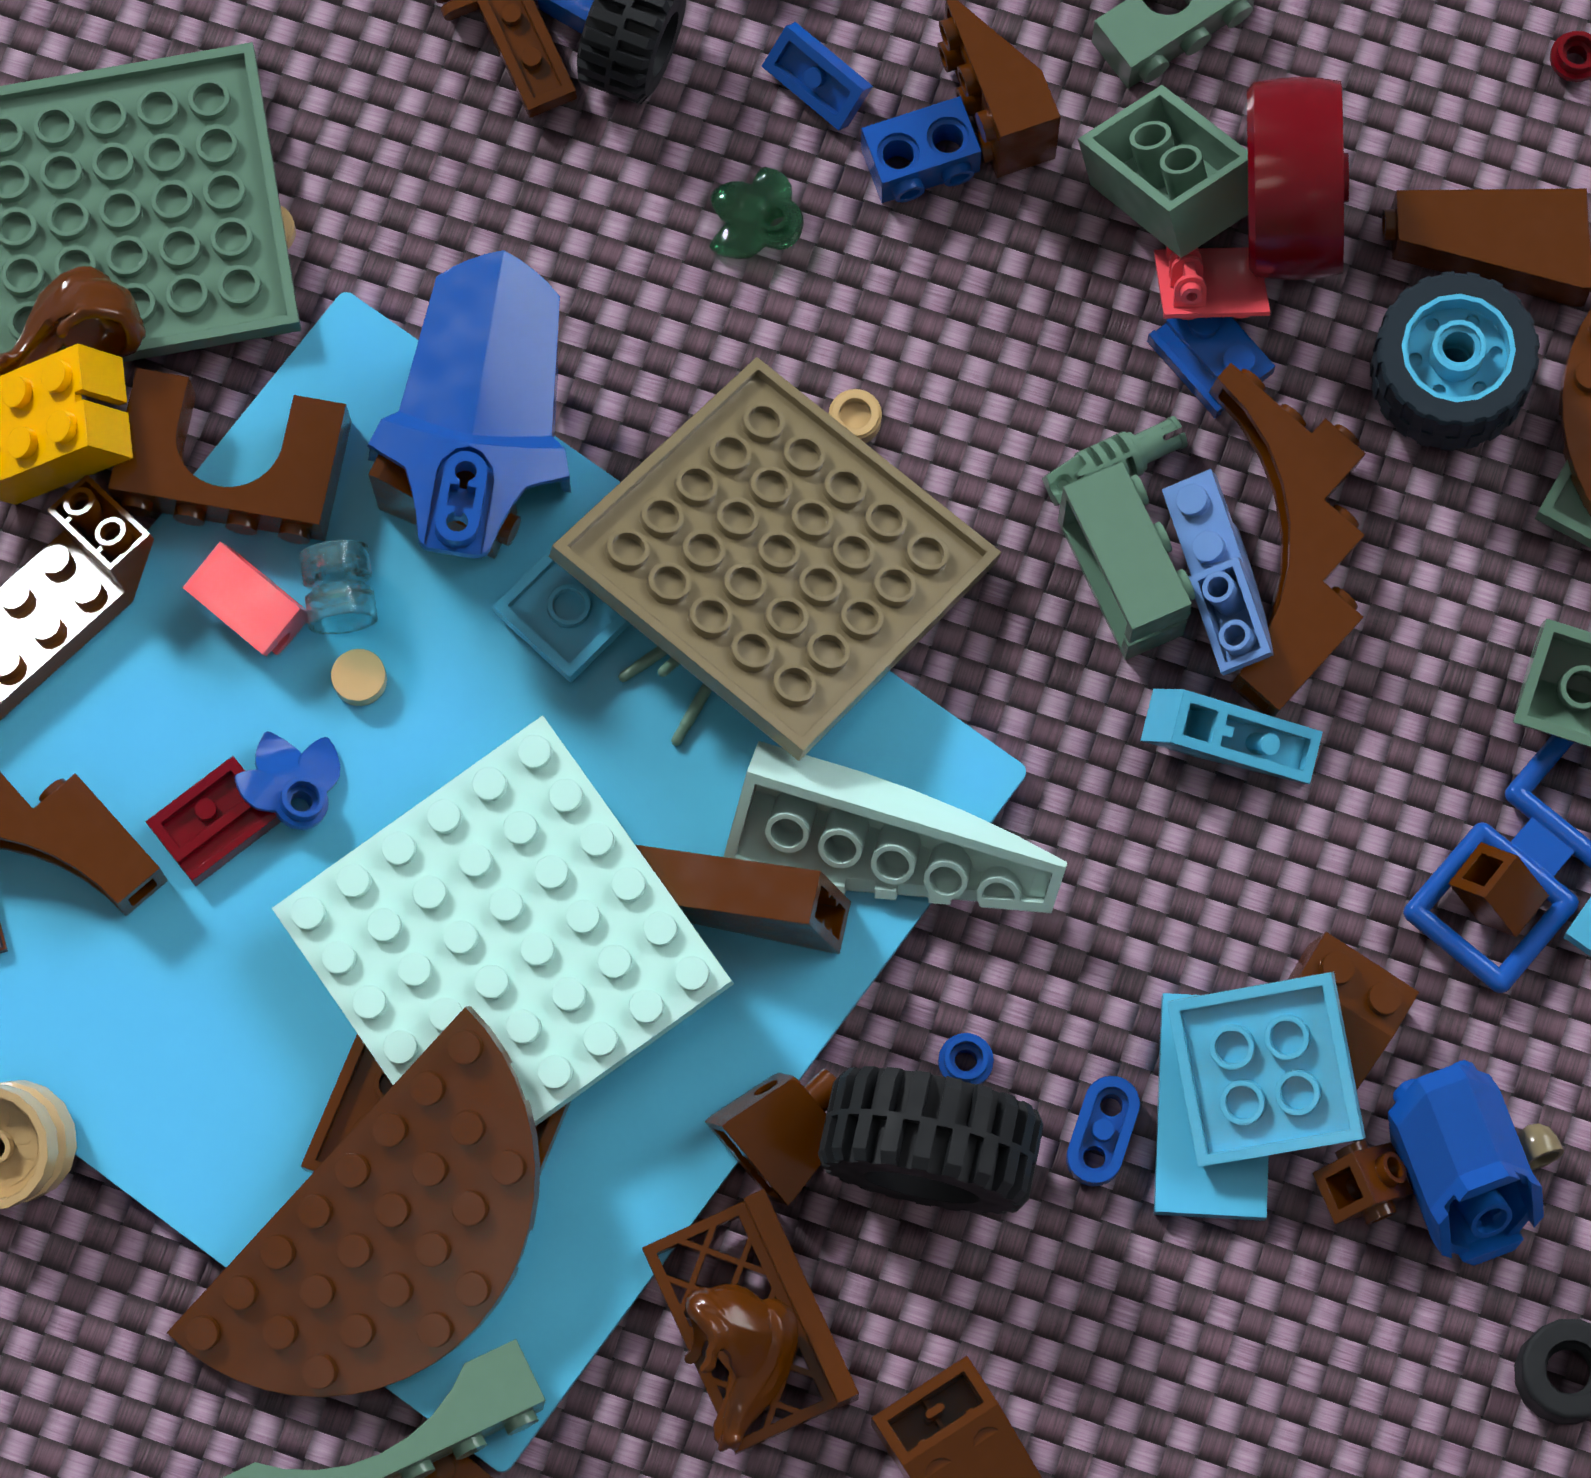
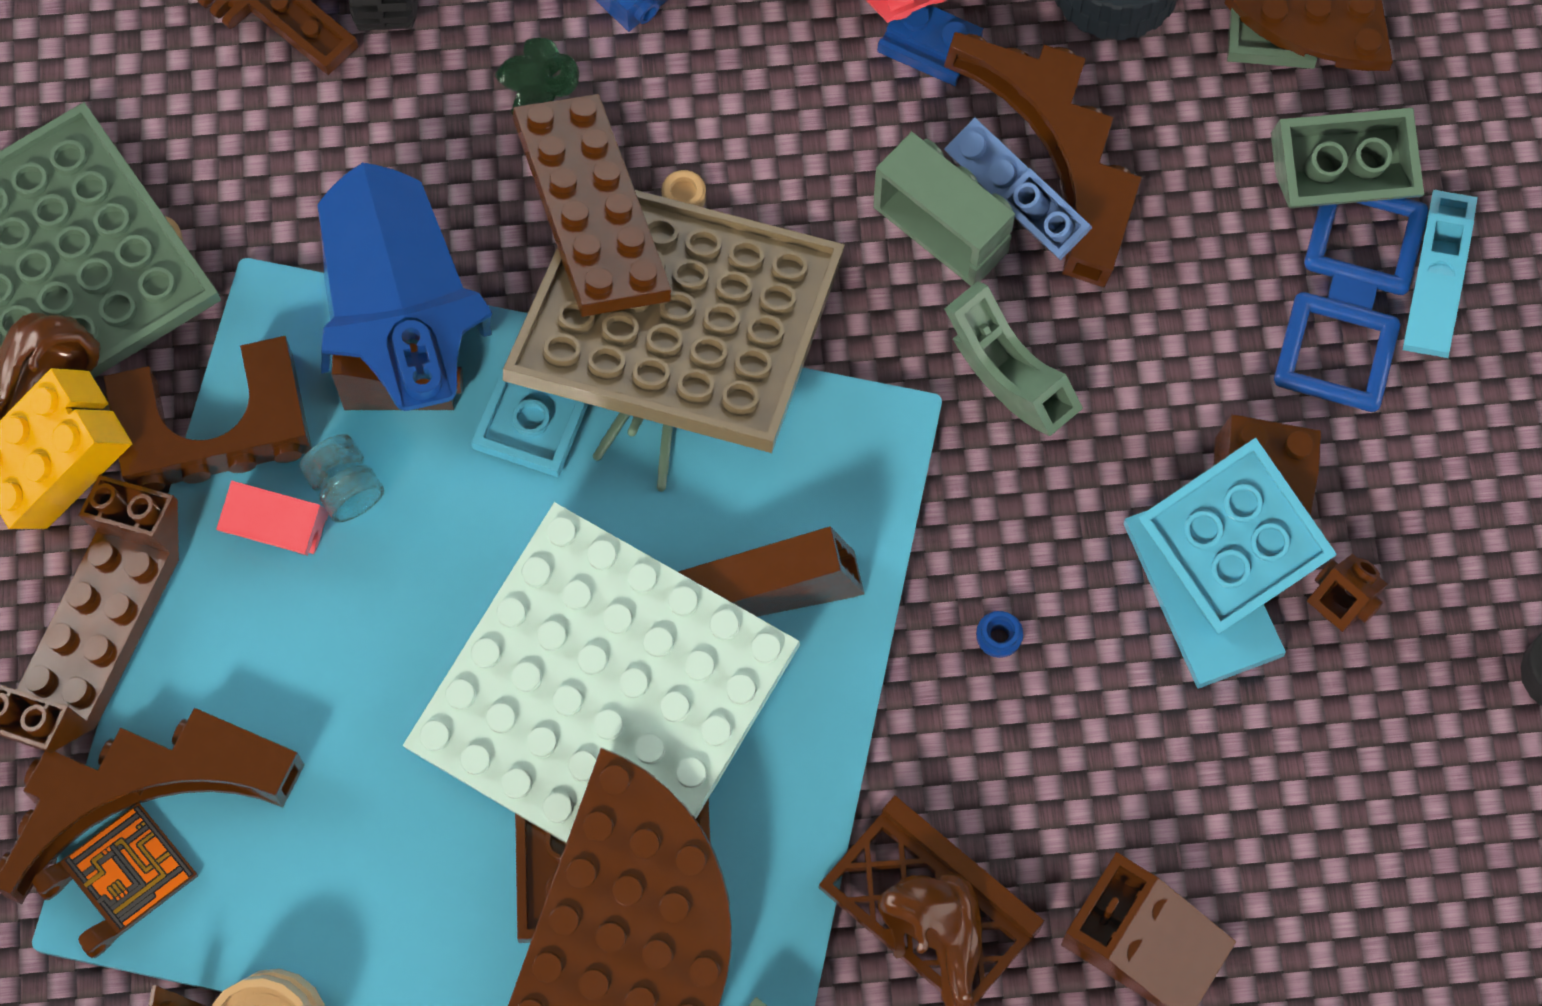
camera: 25 degrees left, 5 degrees down
(210, 823) = (321, 701): dark red plate -> none
(286, 775) = (364, 641): blue plate -> none
(359, 677) = (388, 542): tan tile -> none
(740, 392) = (591, 205): none -> reddish brown plate
(777, 1131) = (885, 746): reddish brown torso -> none
(883, 837) = (861, 487): light aqua wedge -> none
(931, 1140) = (1011, 696): black tyre -> none
(1103, 1132) = (1130, 643): blue plate -> none
(1115, 767) = (1006, 367): none -> sand green arch
(1132, 449) = (917, 121): sand green hinge -> none
(1230, 734) = (1081, 306): medium azure slope -> none
(1464, 1162) = (1416, 543): blue brick -> none
(1498, 889) = (1338, 333): reddish brown brick -> none
(1540, 1145) = (1459, 511): dark tan hinge -> none

